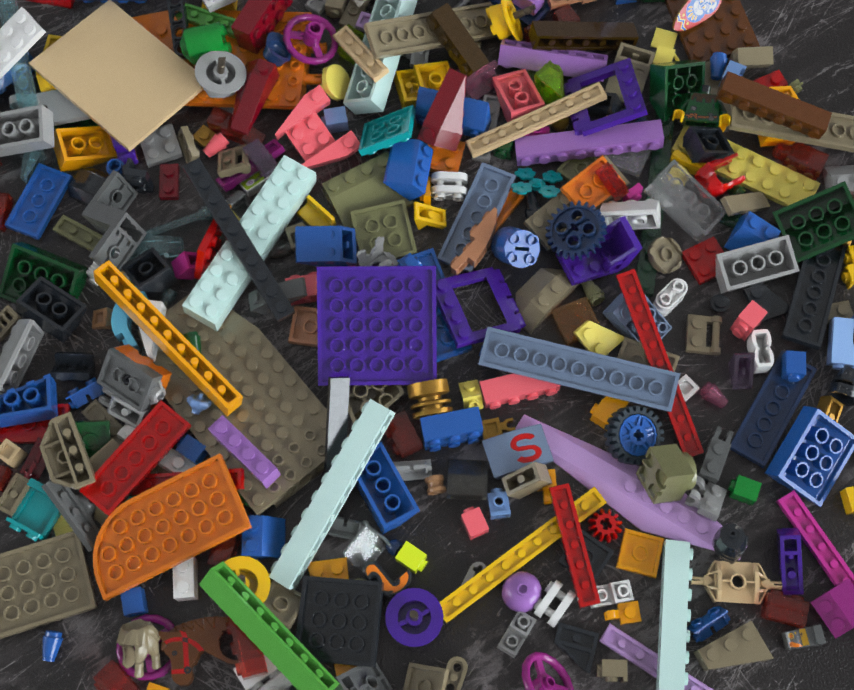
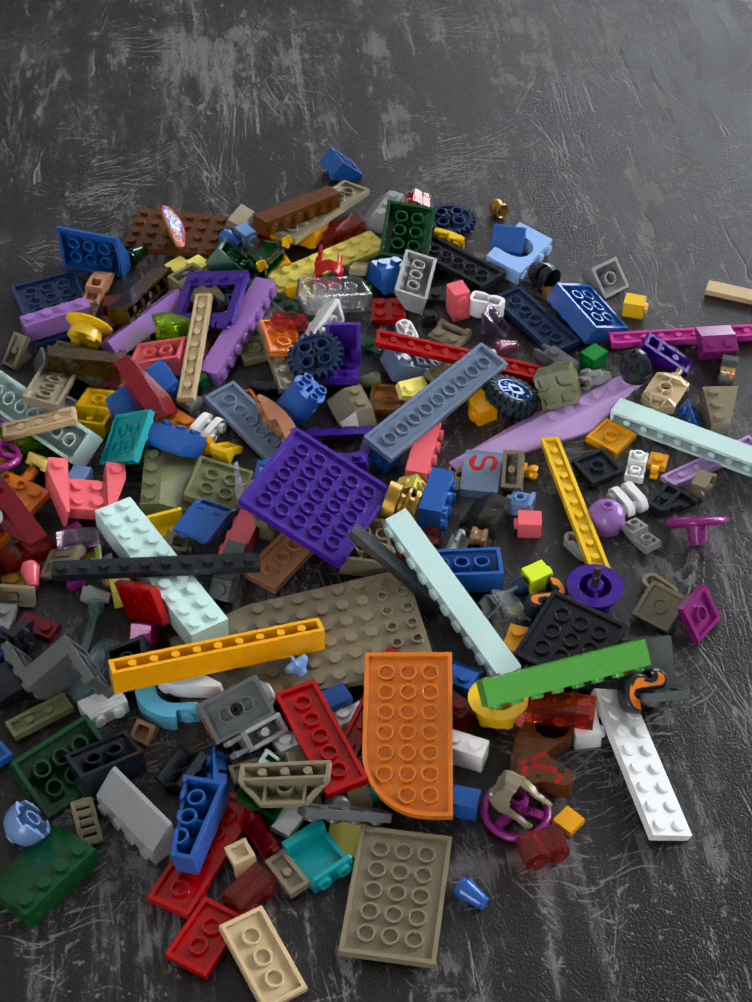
camera: 65 degrees left, 25 degrees down
(244, 451) = (351, 646): medium lavender brick -> none
(537, 184) = (251, 372): teal plant -> none
(574, 545) = (586, 463): red plate -> none
(612, 525) = (577, 444): red gear -> none
(665, 255) = (368, 327): dark tan tile -> none
(706, 144) = (295, 266): black slope -> none
(785, 609) = (701, 372): clear red brick -> none
(793, 365) = (511, 290): blue brick -> none

